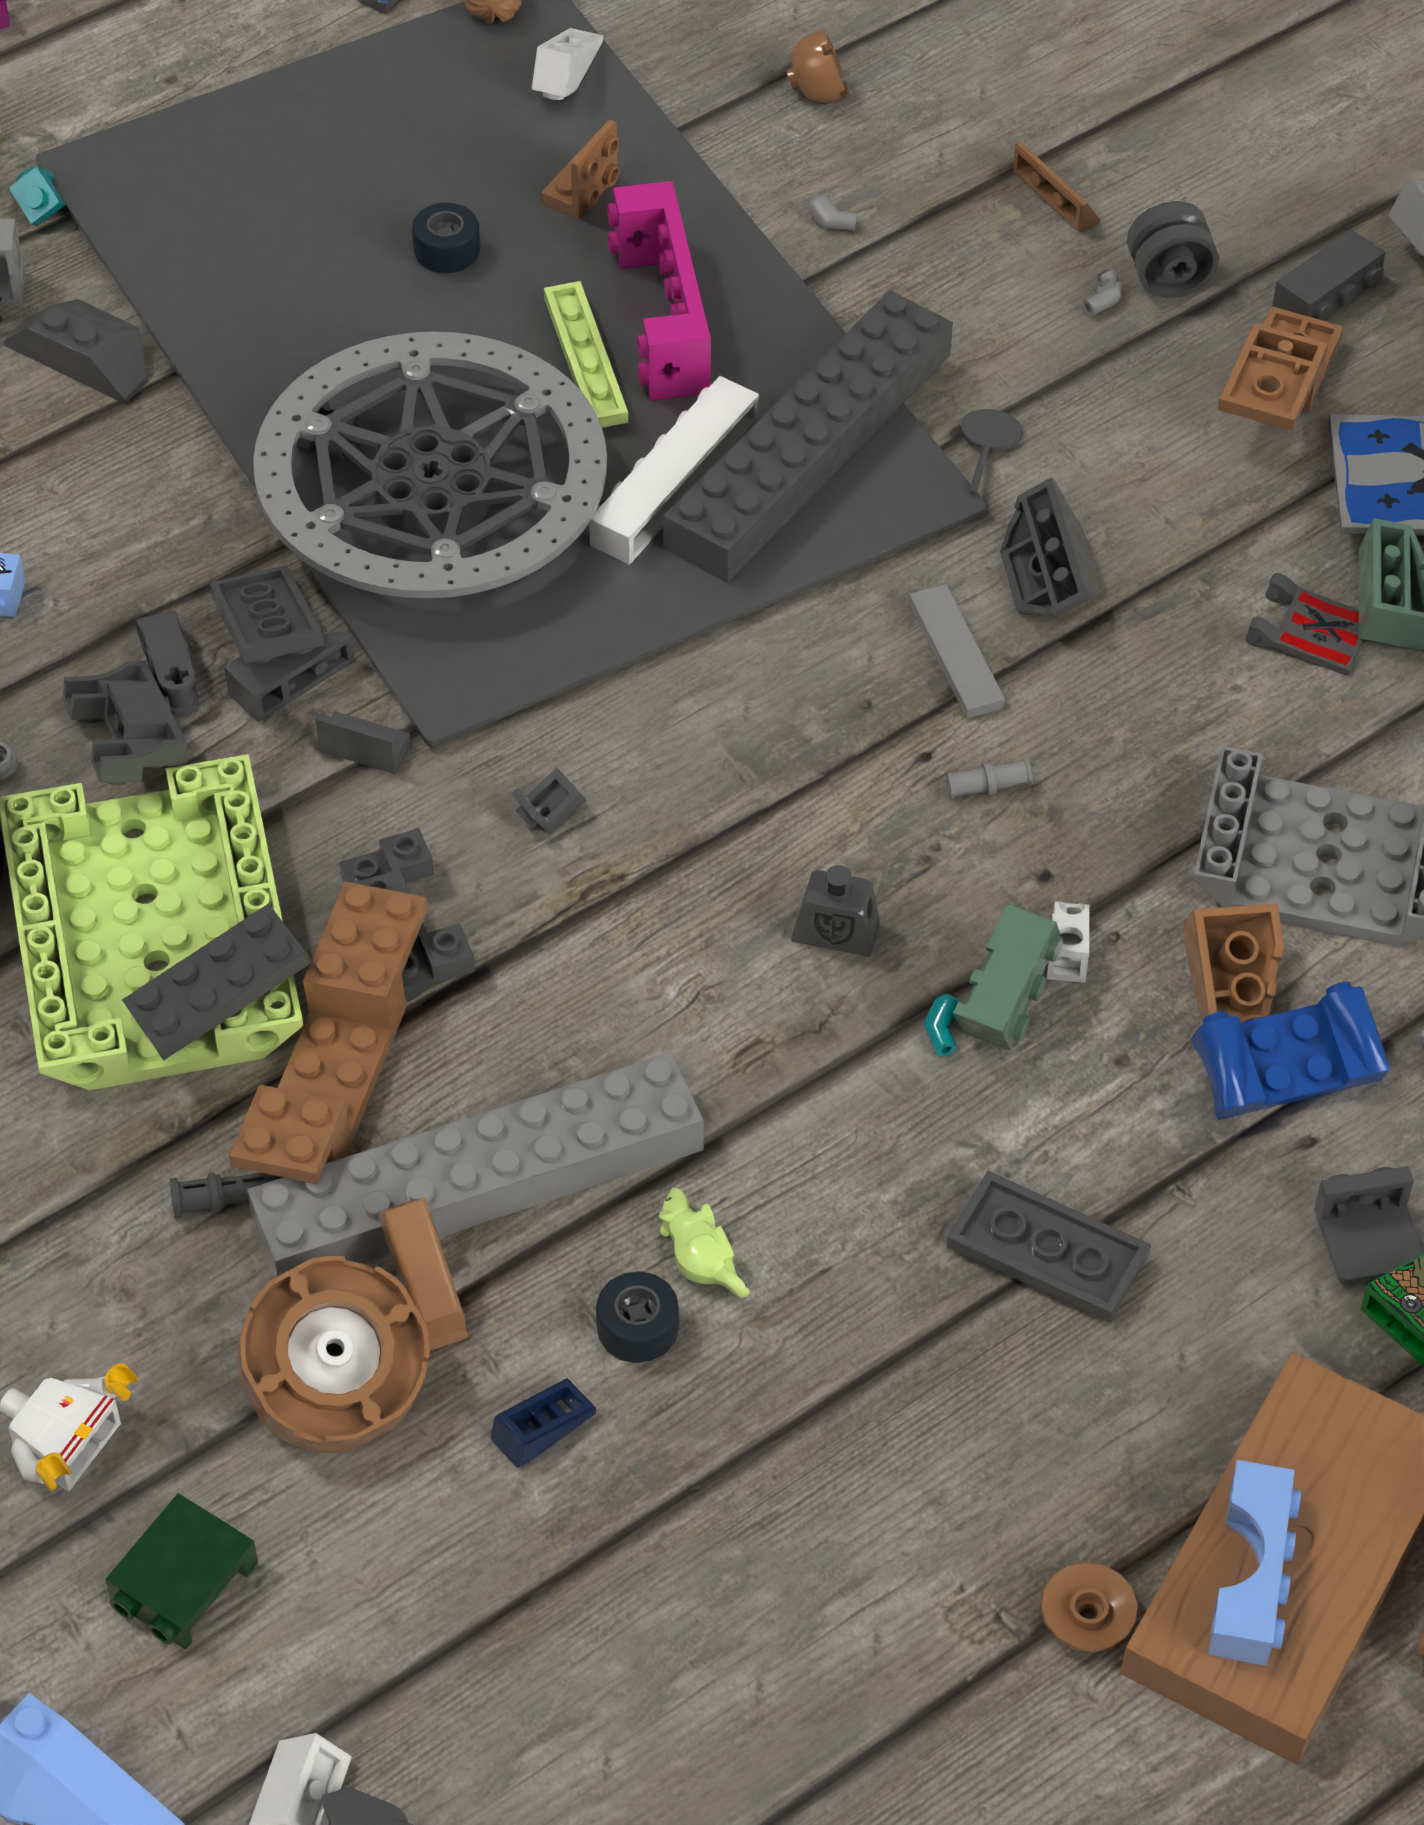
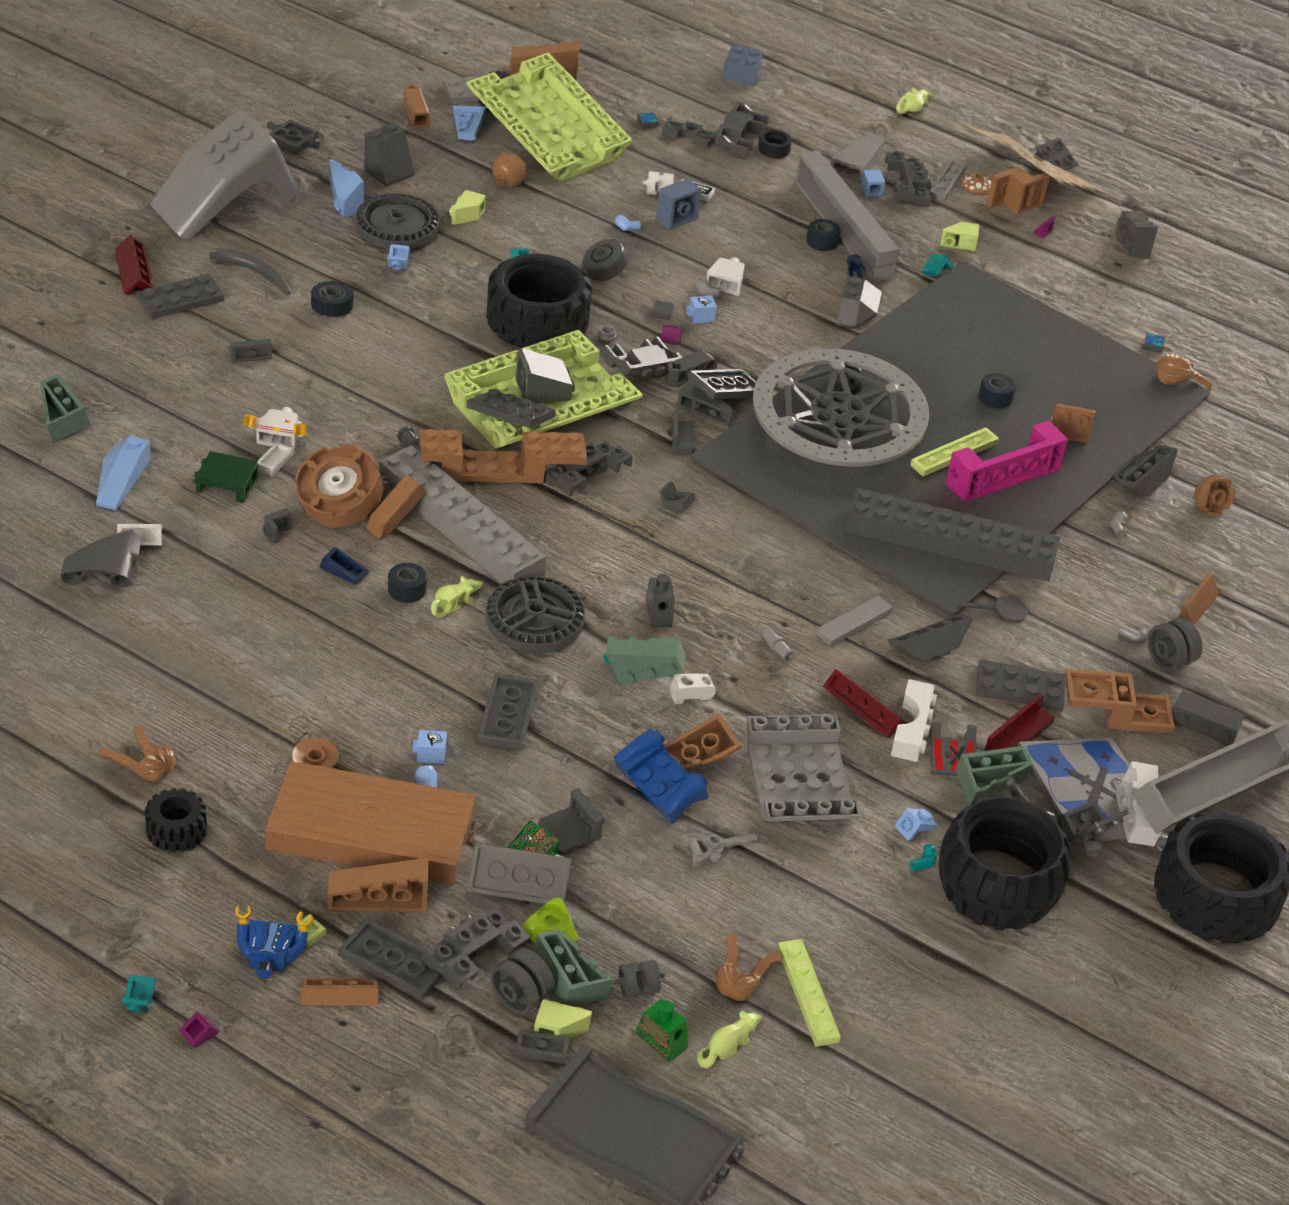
camera: 65 degrees right, 10 degrees down
(37, 659) = (671, 334): none -> magenta slope
(136, 904) = (542, 377): none -> dark grey slope
(143, 1467) = (274, 458): none -> white tile
(378, 1526) = (276, 523): none -> dark grey bracket
(564, 62) = (1143, 403): white slope -> none
(671, 468) = (897, 487): white brick -> none
(728, 126) = (1146, 470): none -> dark grey wedge
(790, 1165) = (534, 612): none -> dark grey piece
(1115, 1399) = (430, 747): none -> light blue brick
(1173, 705) = (863, 703): none -> dark red panel
(1178, 484) = (1020, 684): none -> dark grey plate
(1196, 629) = (909, 736): none -> white arch
(1205, 1433) = (426, 776): none -> light blue cone
(1246, 1613) = (319, 793): light blue arch -> none
(1295, 526) = (1021, 727): none -> dark red panel

